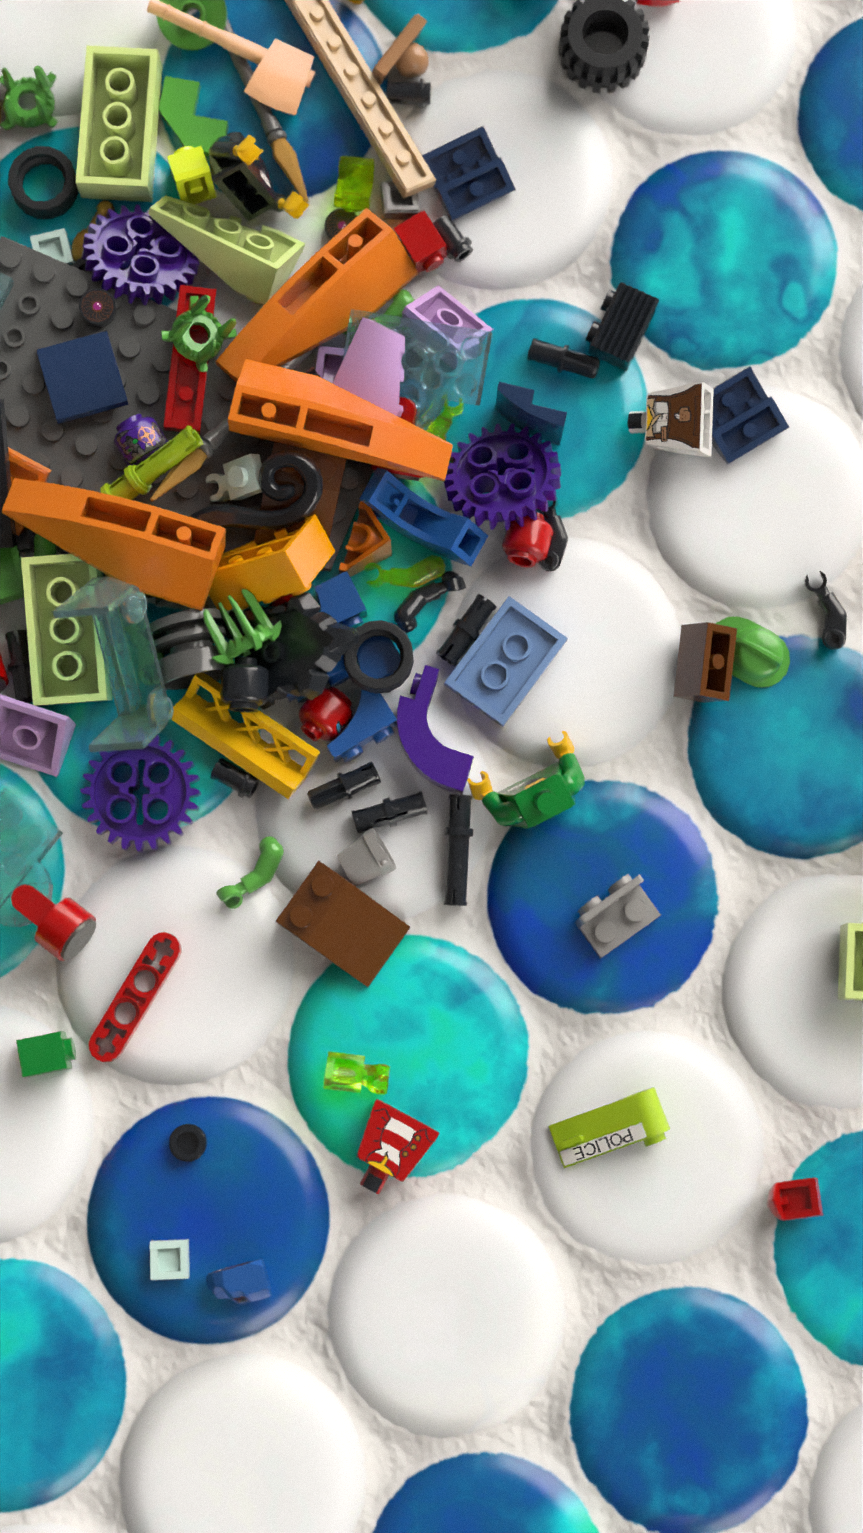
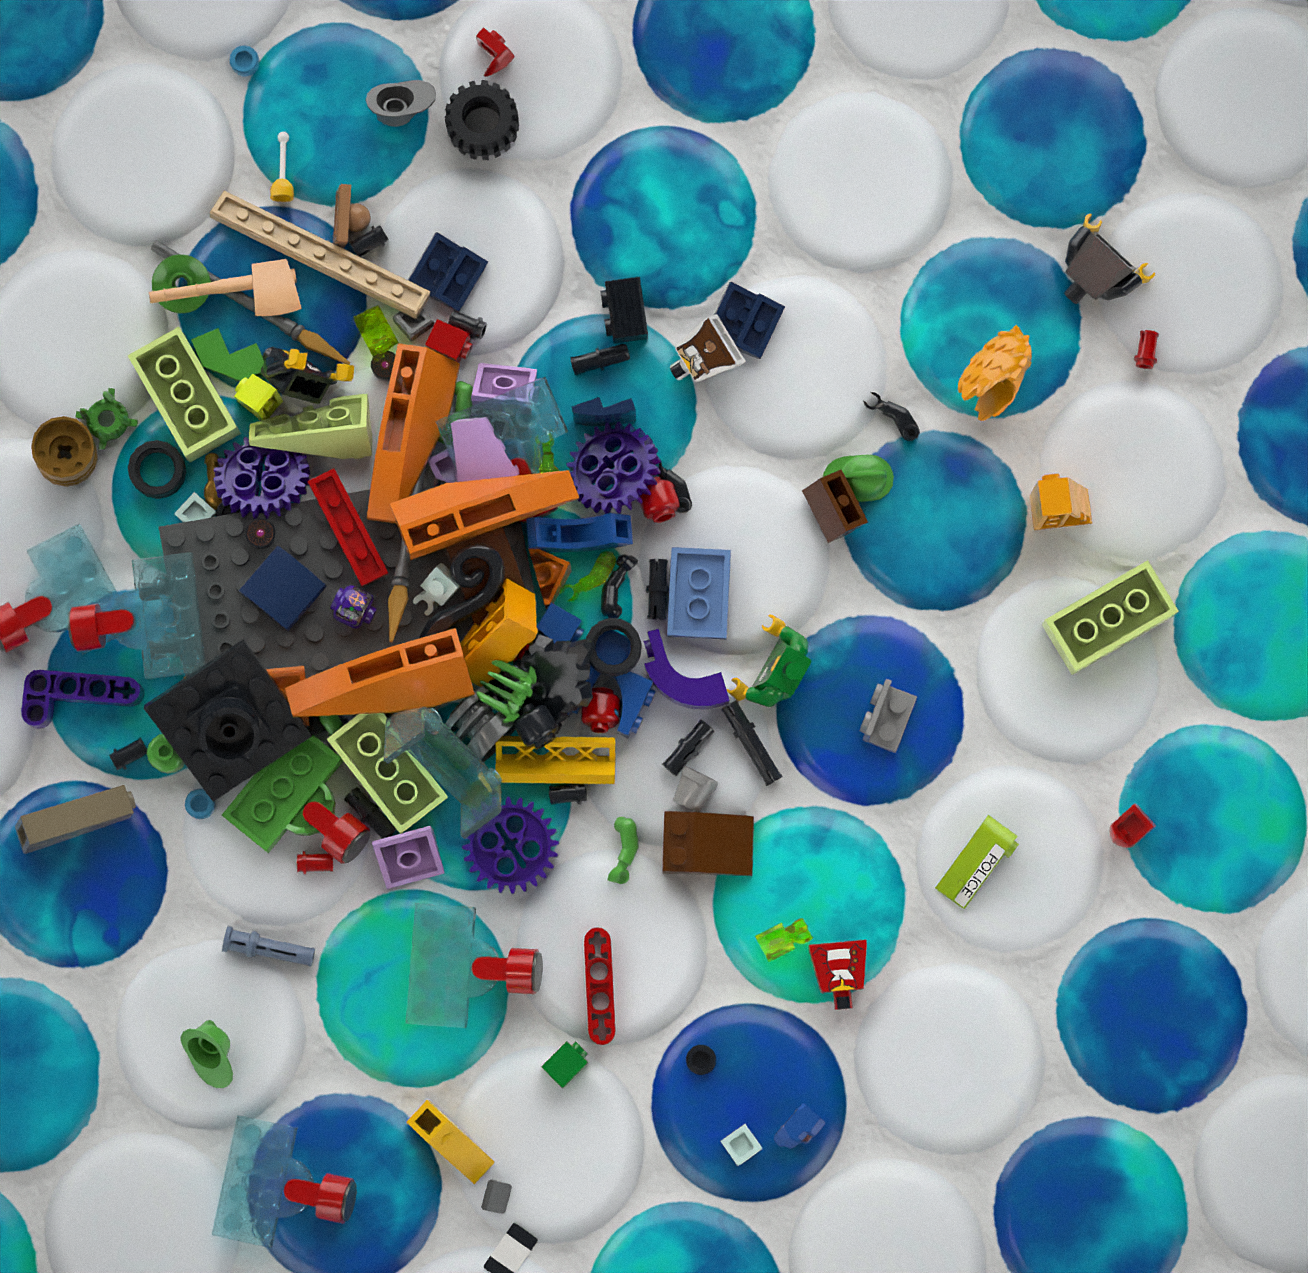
camera: 30 degrees left, 0 degrees up
(138, 478) = (370, 632): lime pin -> none
(198, 316) = (331, 508): bright green piece -> none
(344, 785) = (645, 750): black axle -> none

